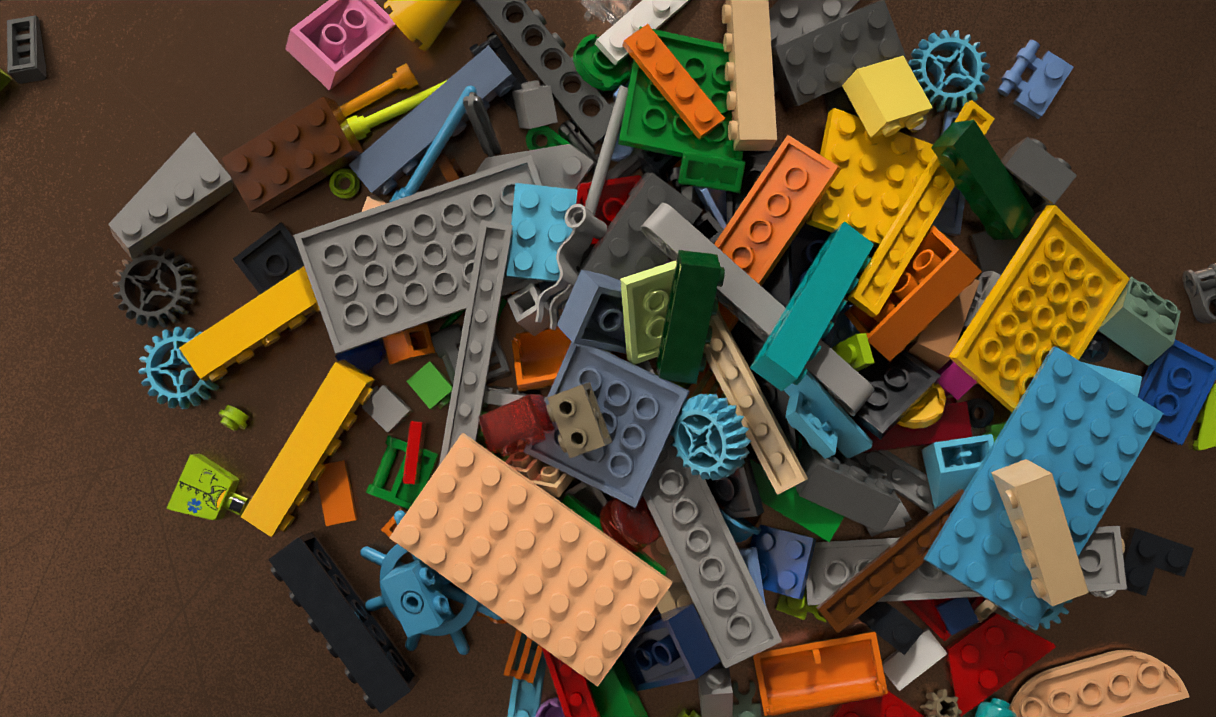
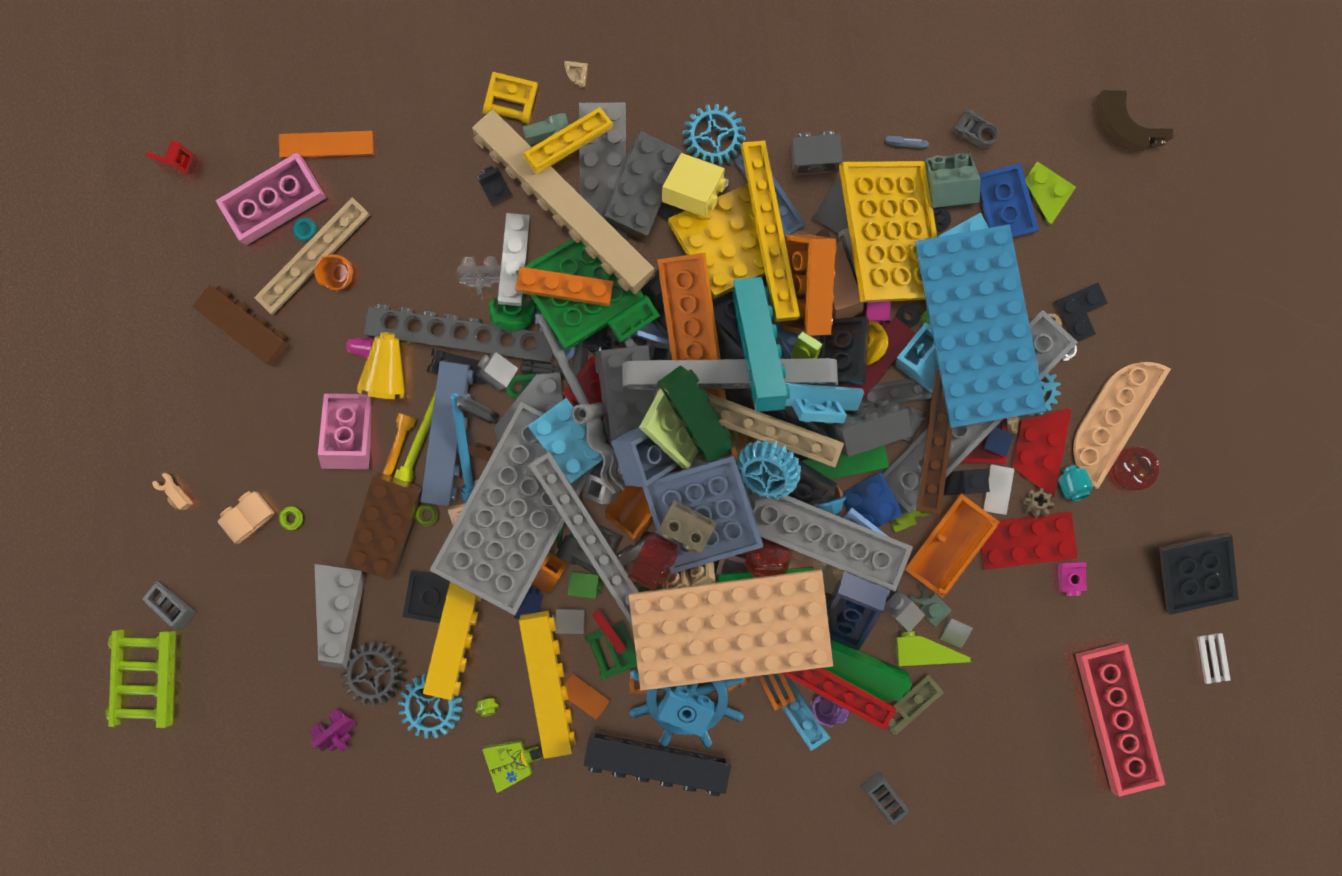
camera: 40 degrees left, 0 degrees up
(67, 313) = (335, 735): none -> magenta hips
(172, 31) = (245, 517): none -> light nougat brick
(206, 67) = (283, 518): none -> lime plate
(983, 180) = (790, 183): dark green brick -> none
(1041, 531) = (999, 354): tan wedge -> none
(1043, 83) = (774, 91): medium blue plate -> none
(1123, 240) = (898, 141): none -> sand blue piece

